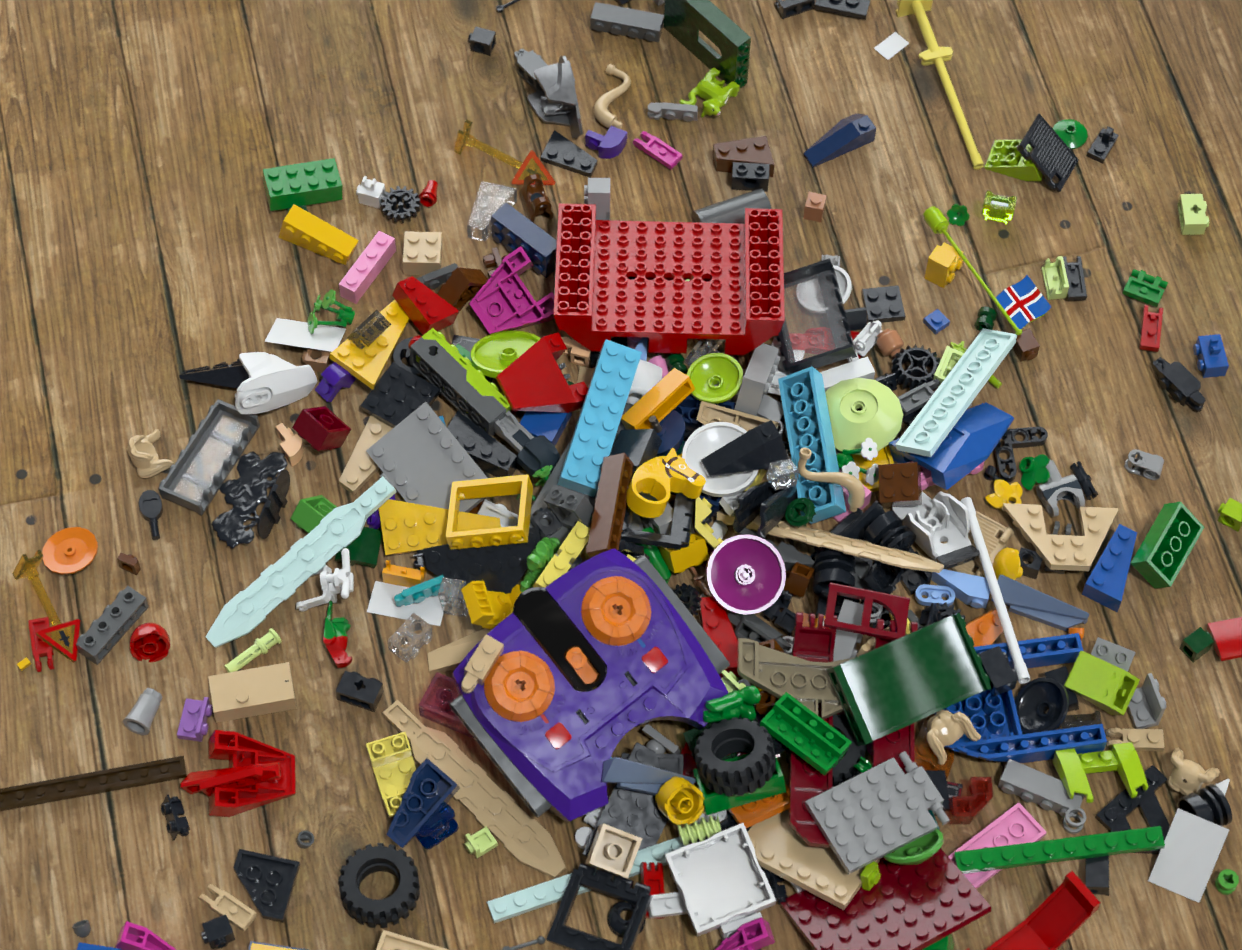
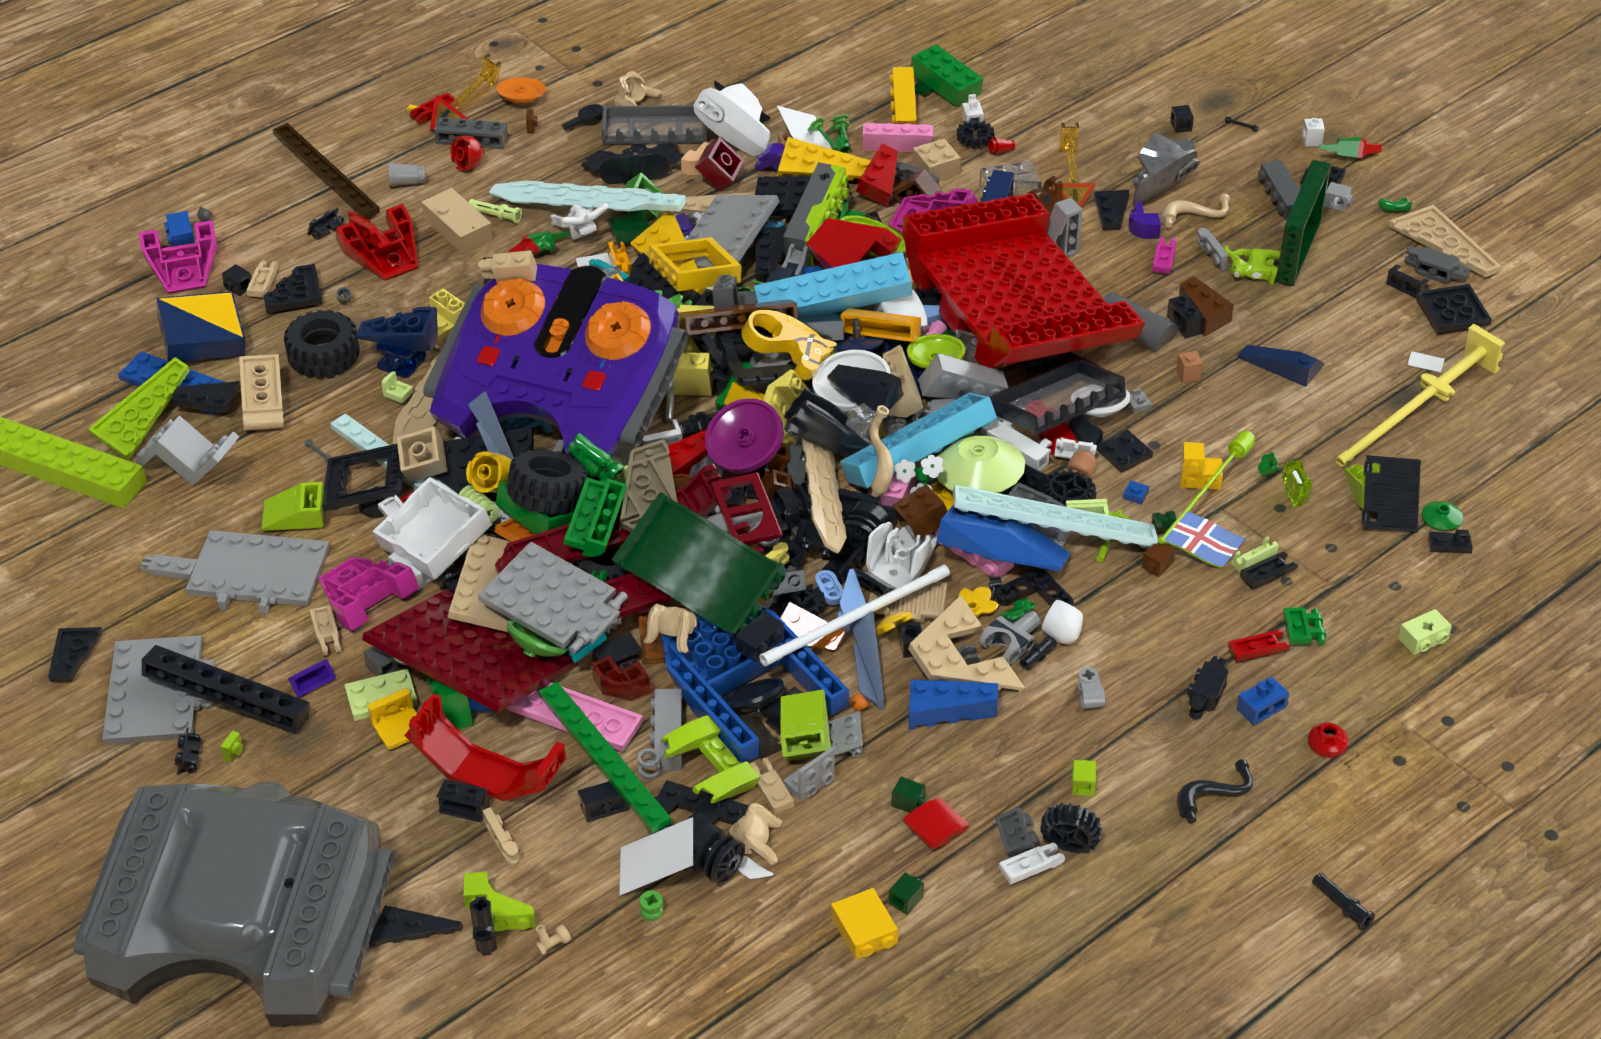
camera: 65 degrees right, 15 degrees down
(194, 719) = (413, 204): medium lavender bracket -> none
(369, 329) = (826, 145): clear smoke hinge -> none
(803, 505) = (839, 454): dark green gear -> none
(870, 876) = (492, 623): lime plate -> none
(1070, 448) = (1063, 623): none -> white piece
(1167, 545) = (1001, 728): green brick -> none

